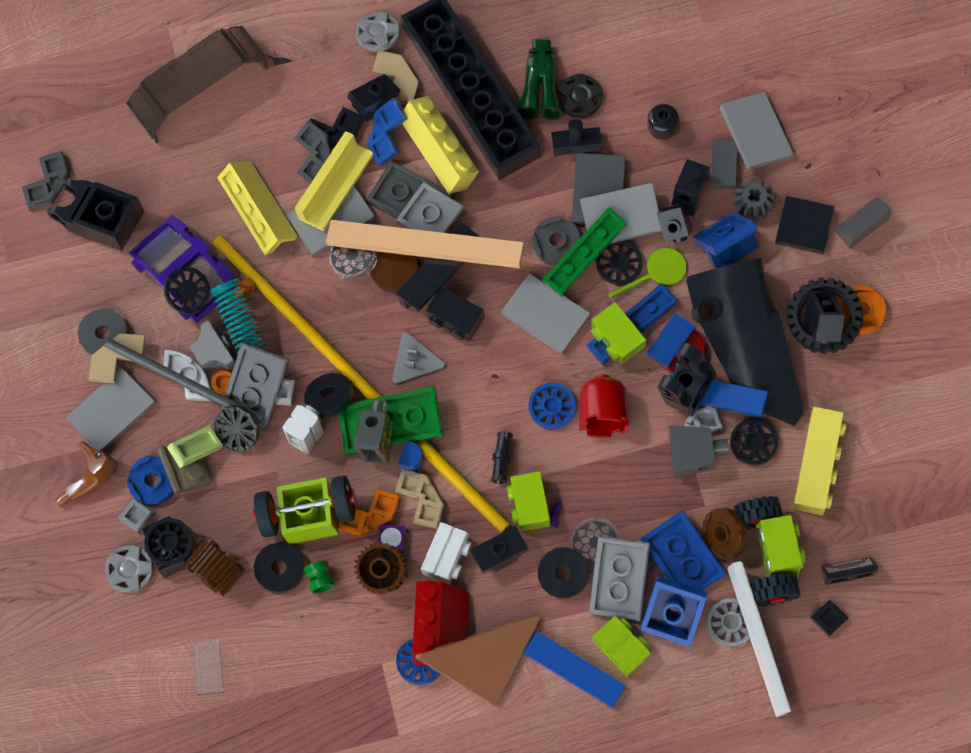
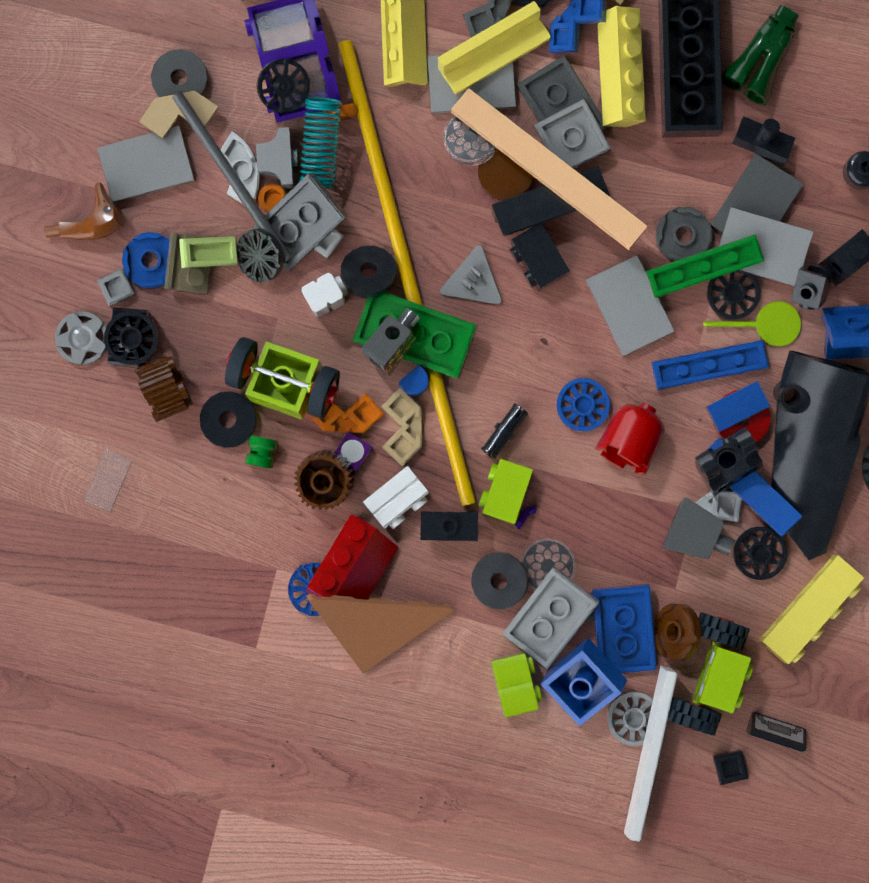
camera: 20 degrees right, 15 degrees up
(574, 670) = (457, 680): blue tile -> none
(580, 95) = (795, 92): pearl dark grey wheel -> none
(617, 333) = (688, 371): lime brick -> none

